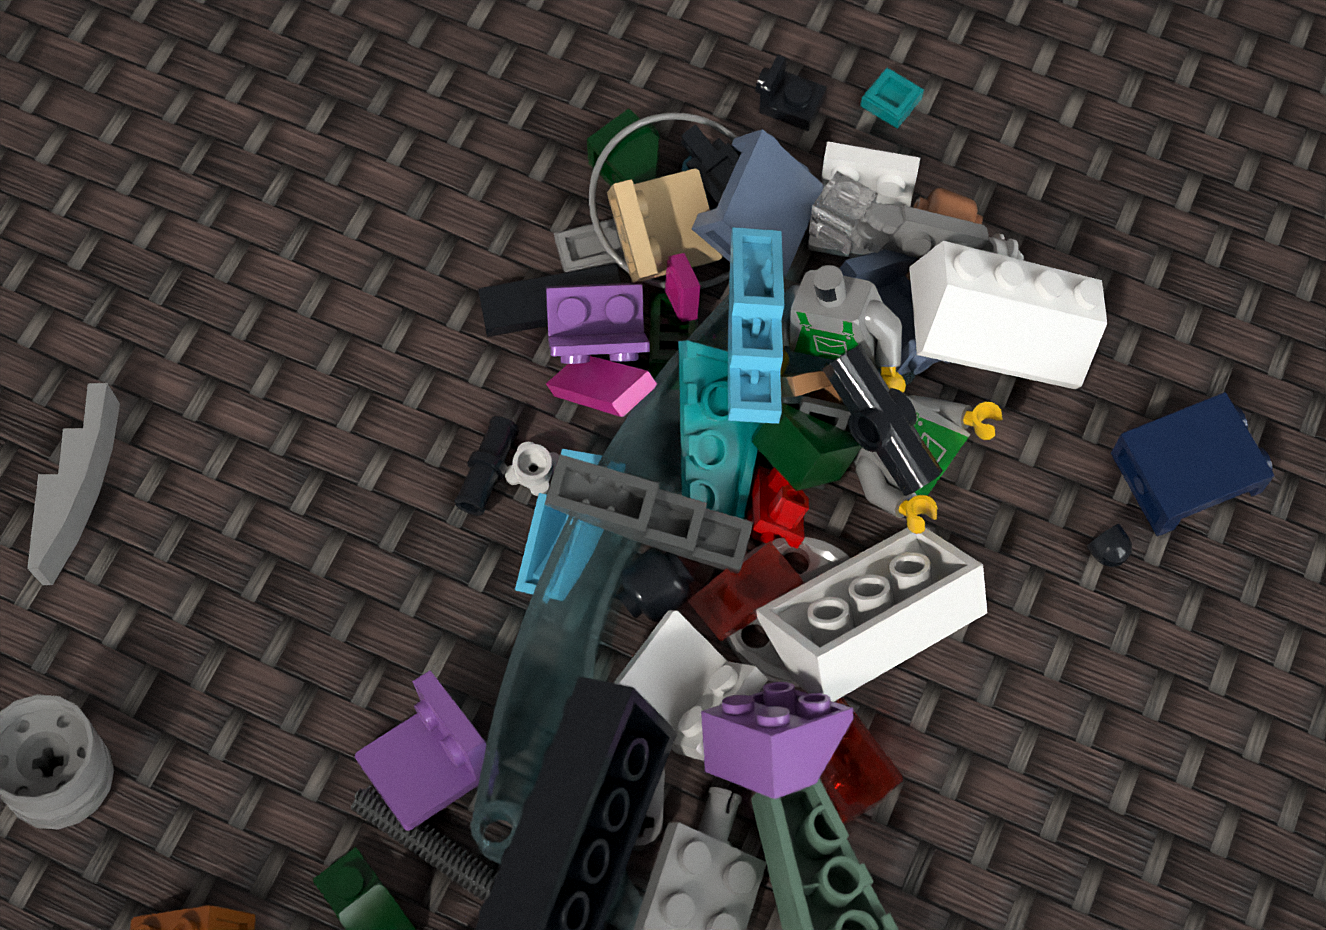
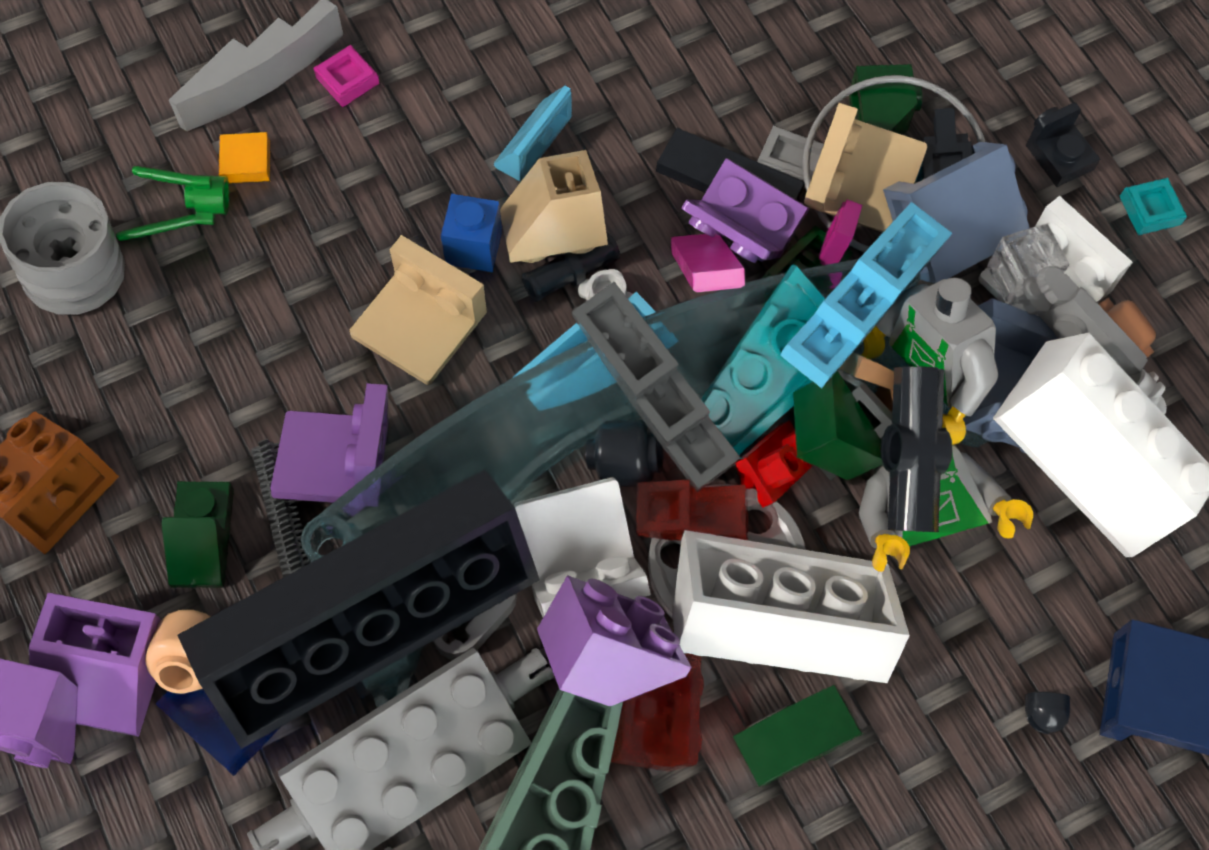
camera: 35 degrees right, 0 degrees up
(122, 627) = (202, 192): none -> green plant
(128, 571) = (245, 157): none -> light orange tile
(156, 437) = (346, 75): none -> dark pink tile
(363, 375) = (536, 134): none -> medium azure slope
(385, 495) = (471, 232): none -> blue brick
(397, 593) = (421, 312): none -> tan bracket
(441, 428) = (554, 210): none -> tan slope
(953, 702) = (797, 735): none -> dark green slope

